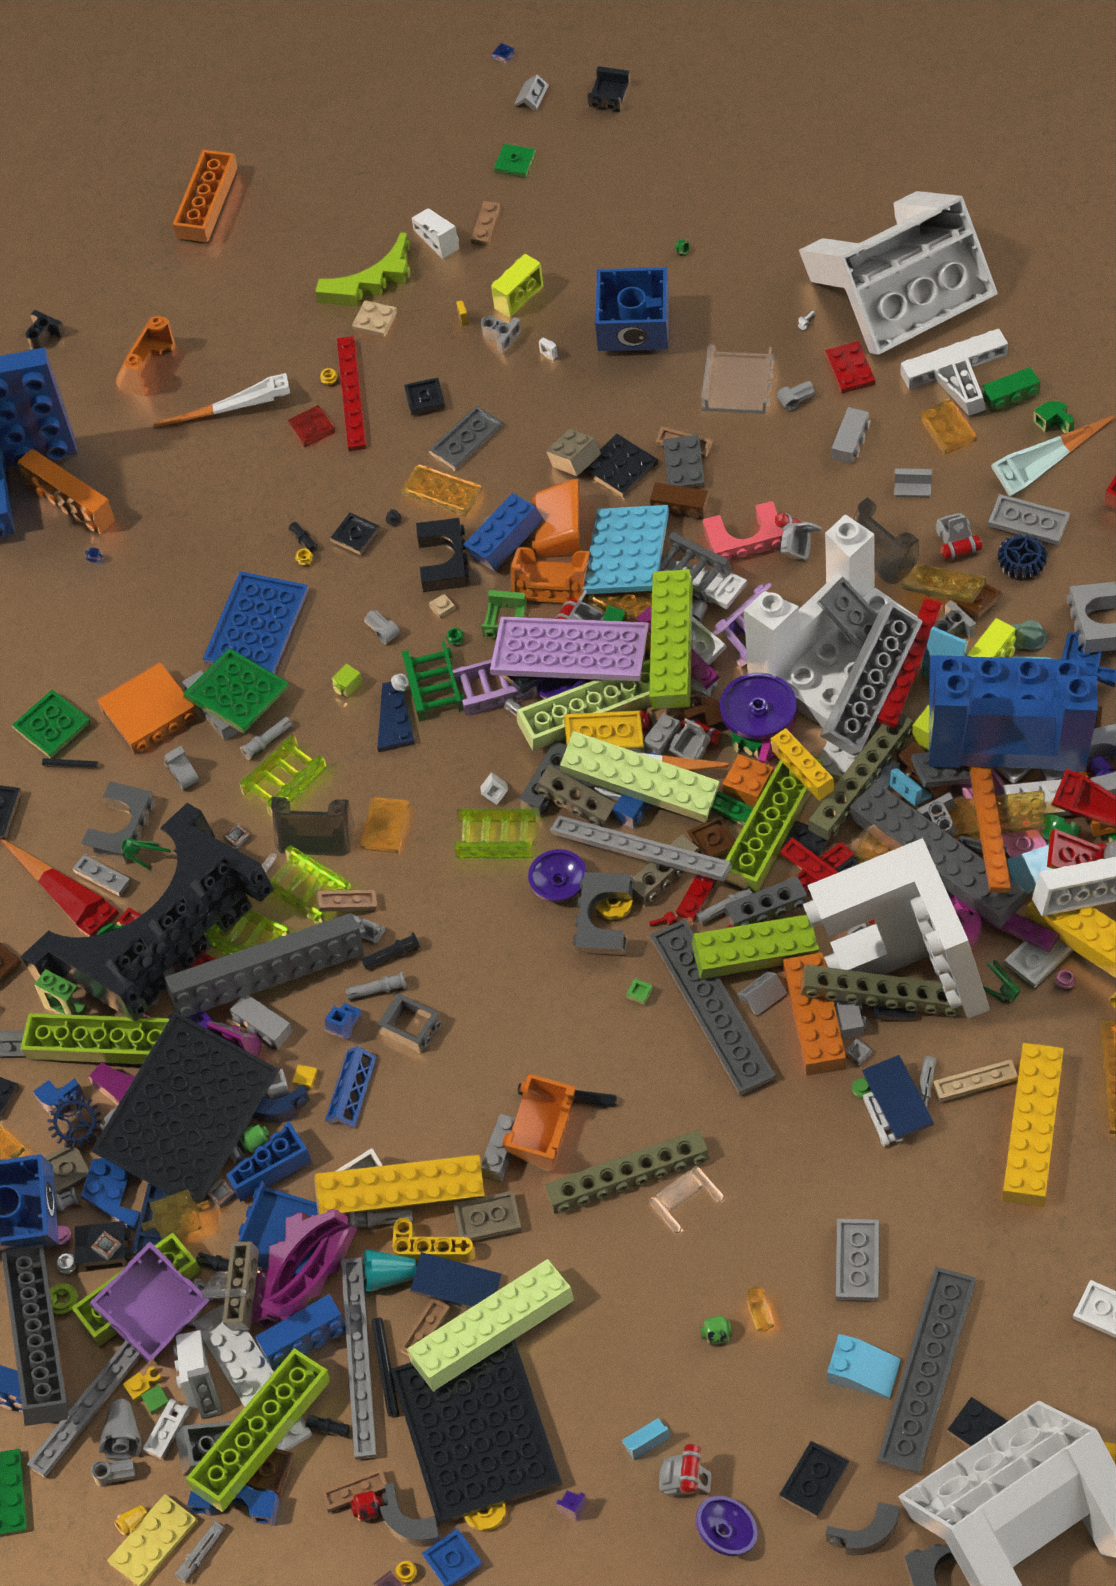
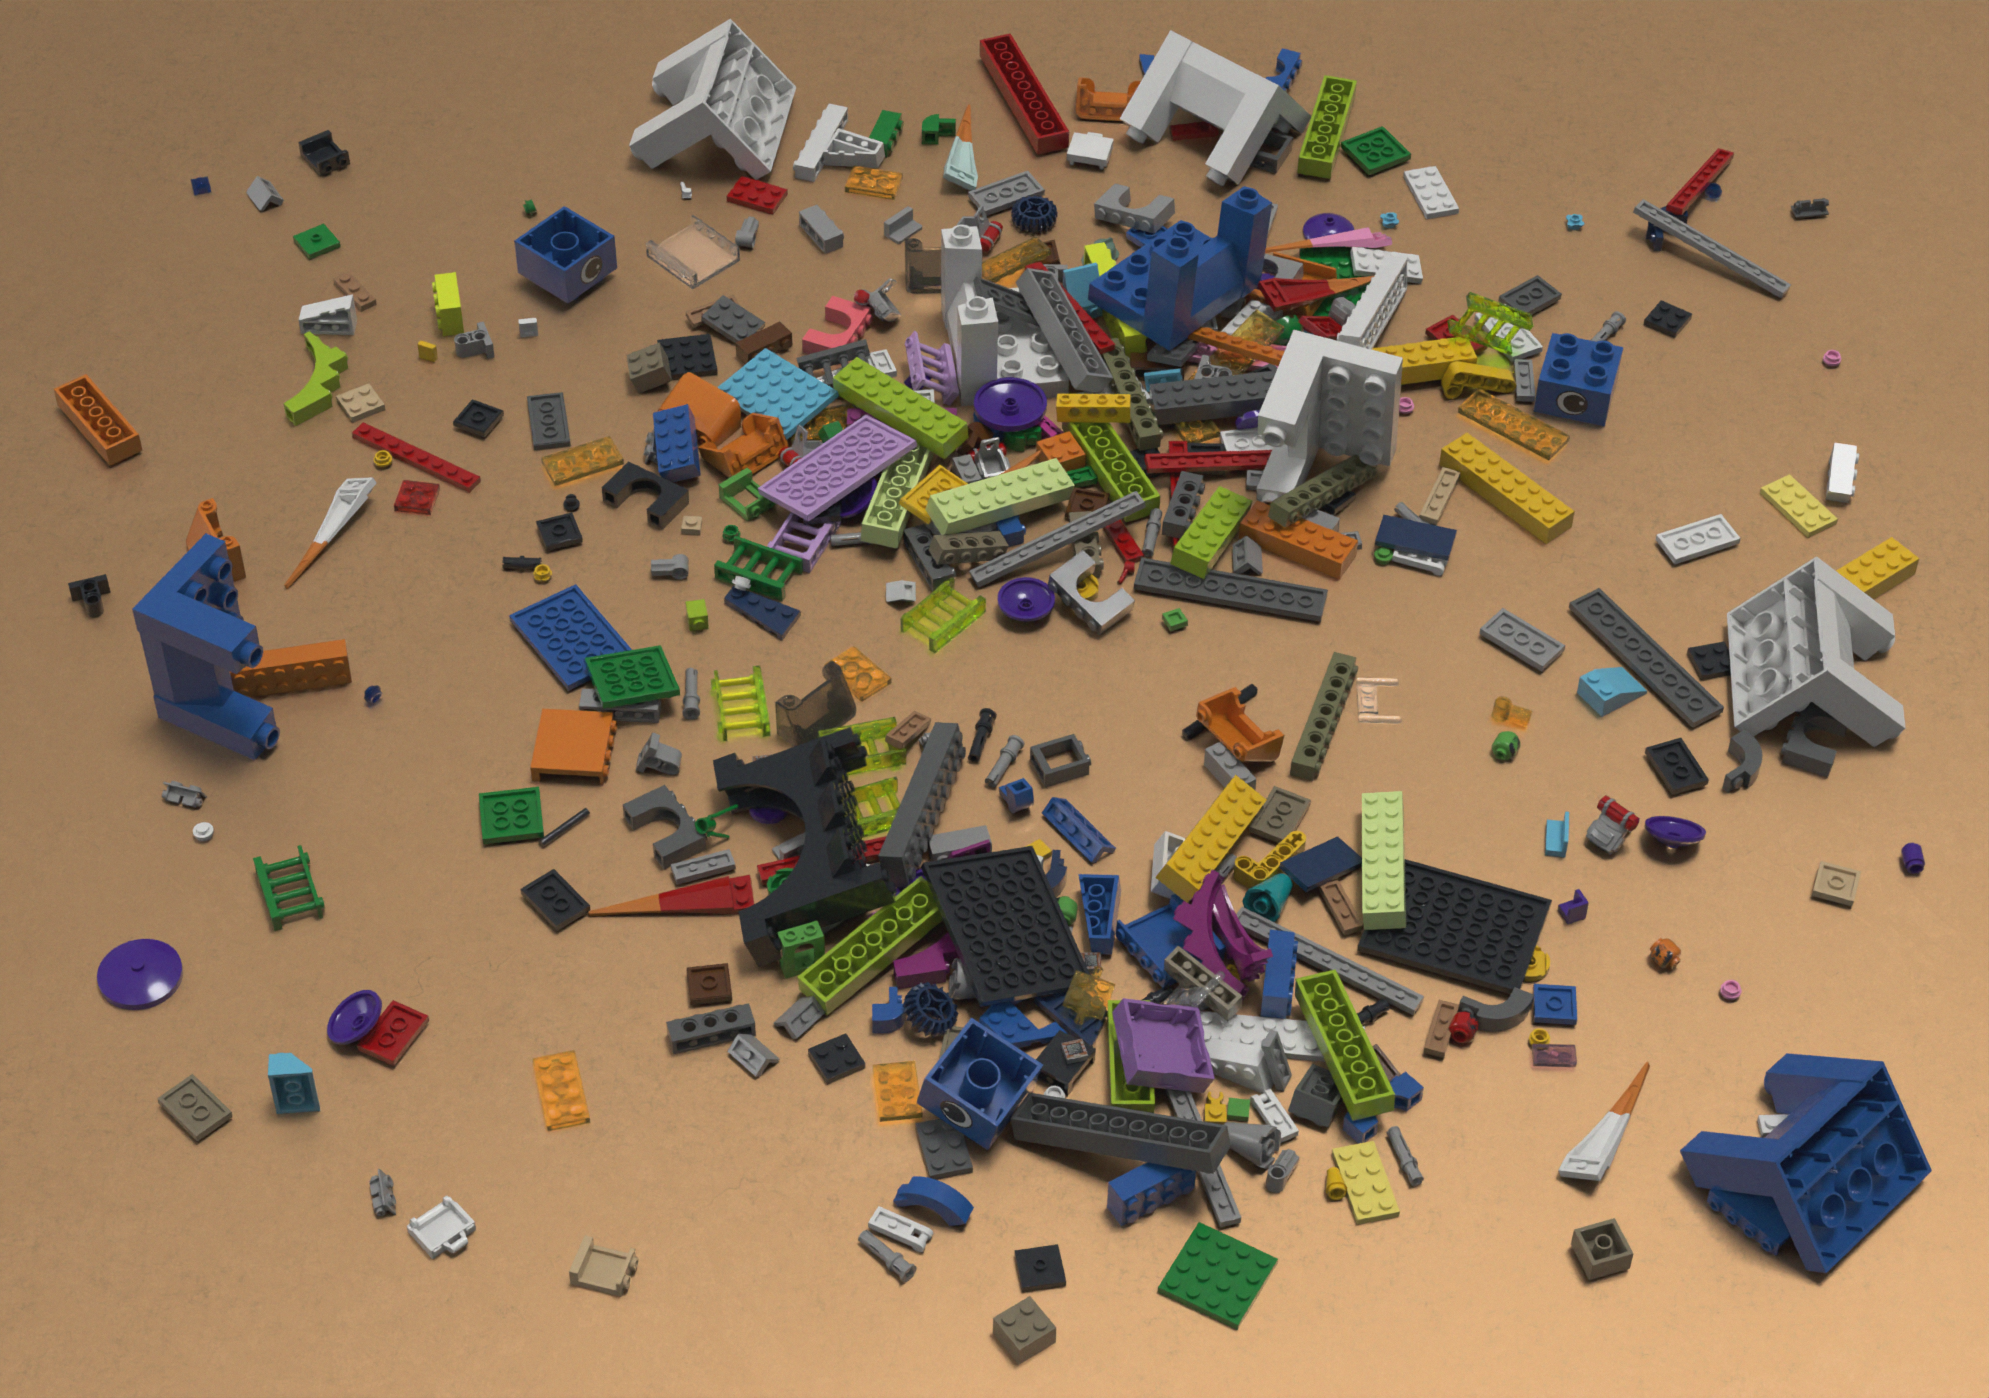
camera: 60 degrees left, 10 degrees down
(385, 1367) = (1351, 951): black axle -> none

